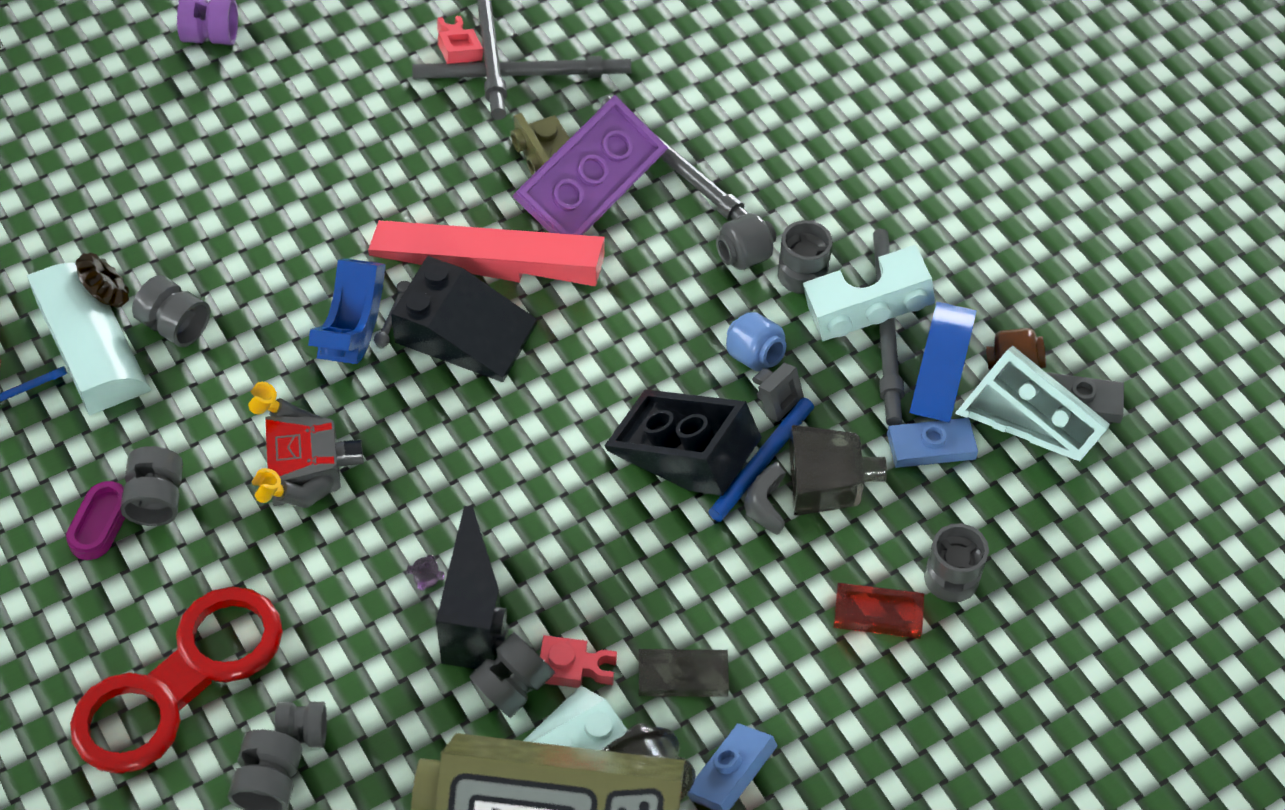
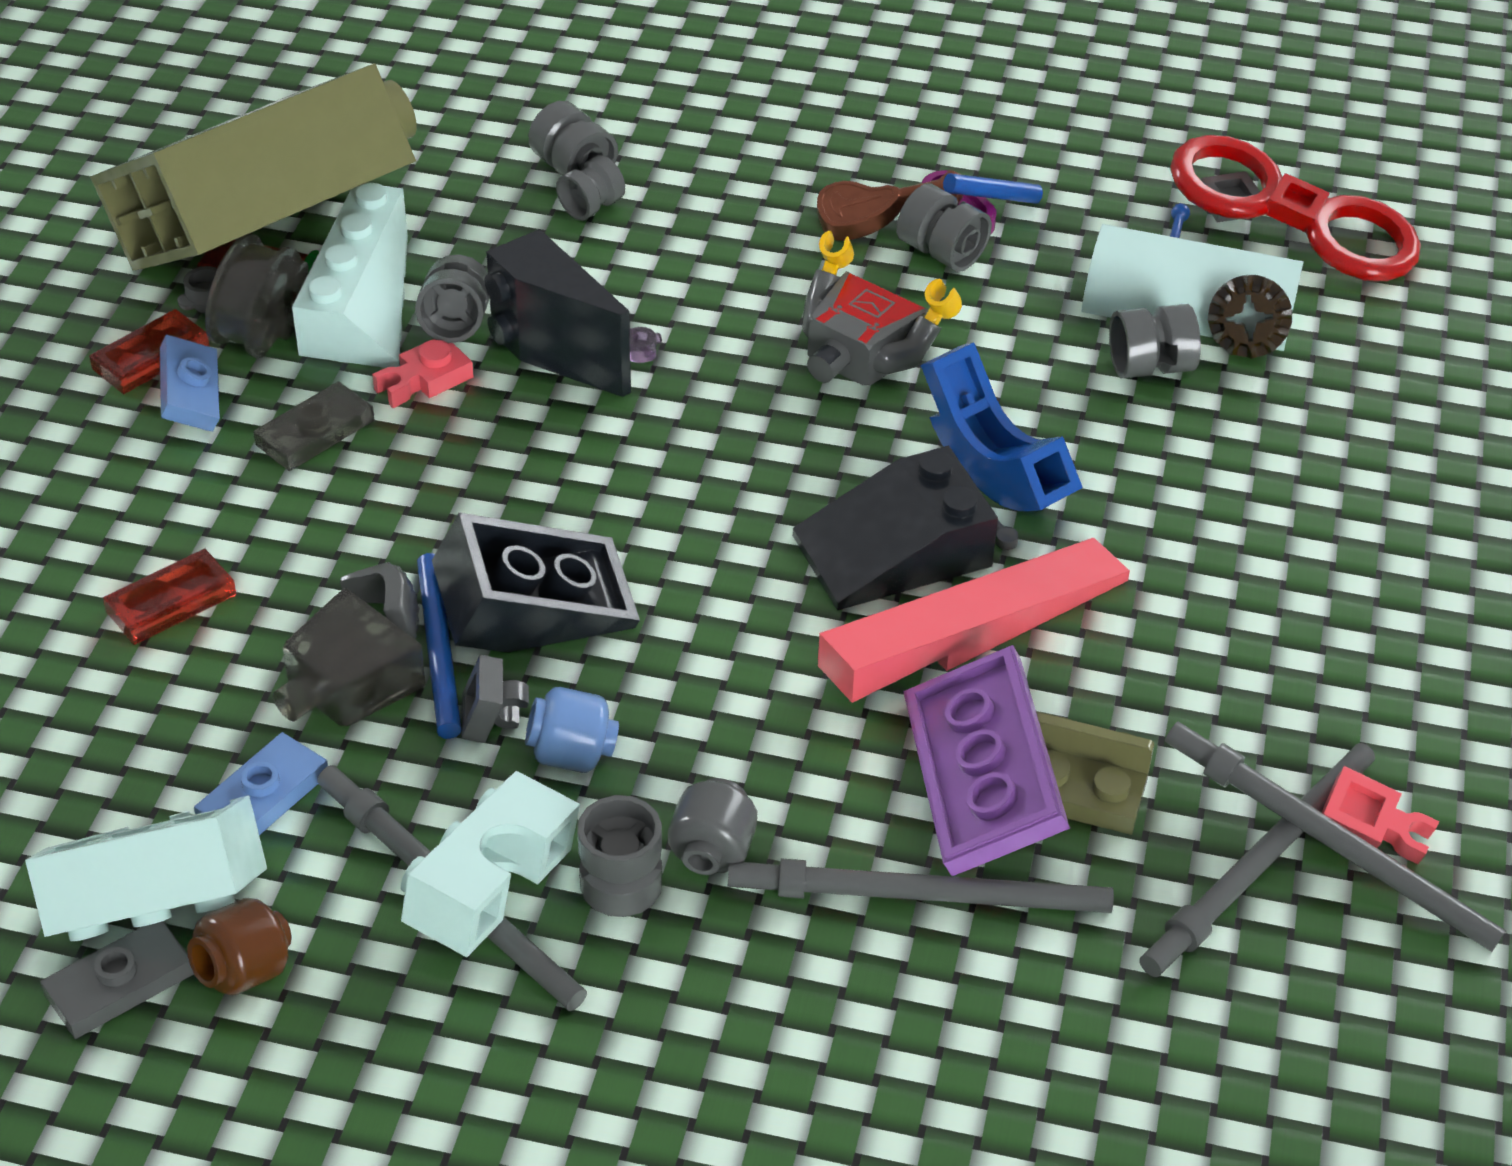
camera: 135 degrees right, 10 degrees down
(80, 489) = (992, 188): none -> blue piece
(165, 561) = (860, 210): none -> copper piece
(175, 680) = (732, 166): red bar -> none
(943, 362) = (335, 863): blue arch -> none
(956, 562) = (112, 657): dark grey wheel -> none

